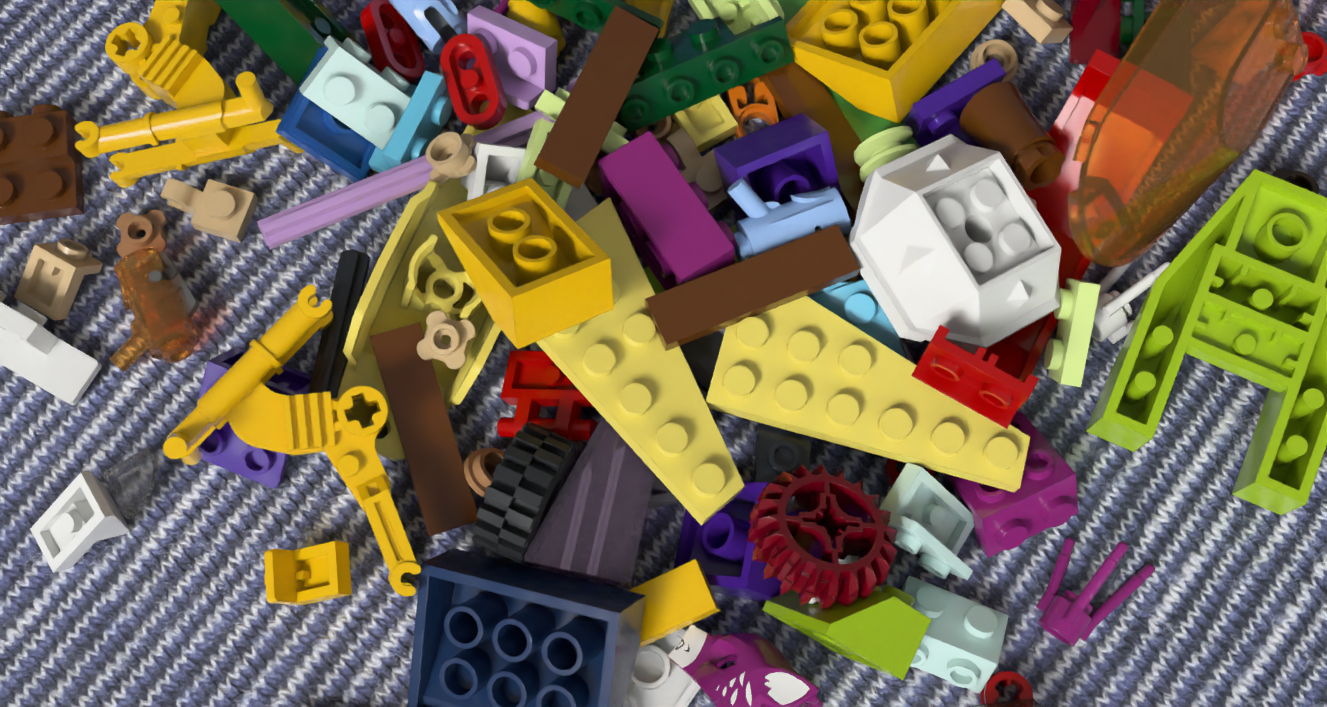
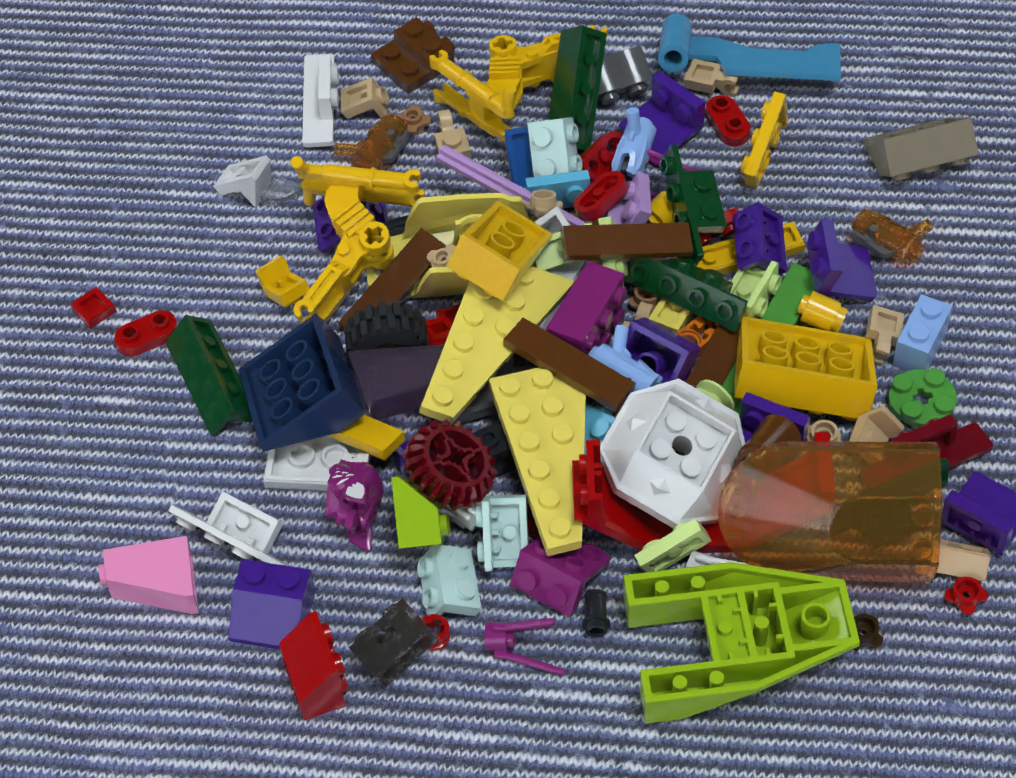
camera: 60 degrees right, 20 degrees down
(1099, 479) = (595, 618): none -> black pin

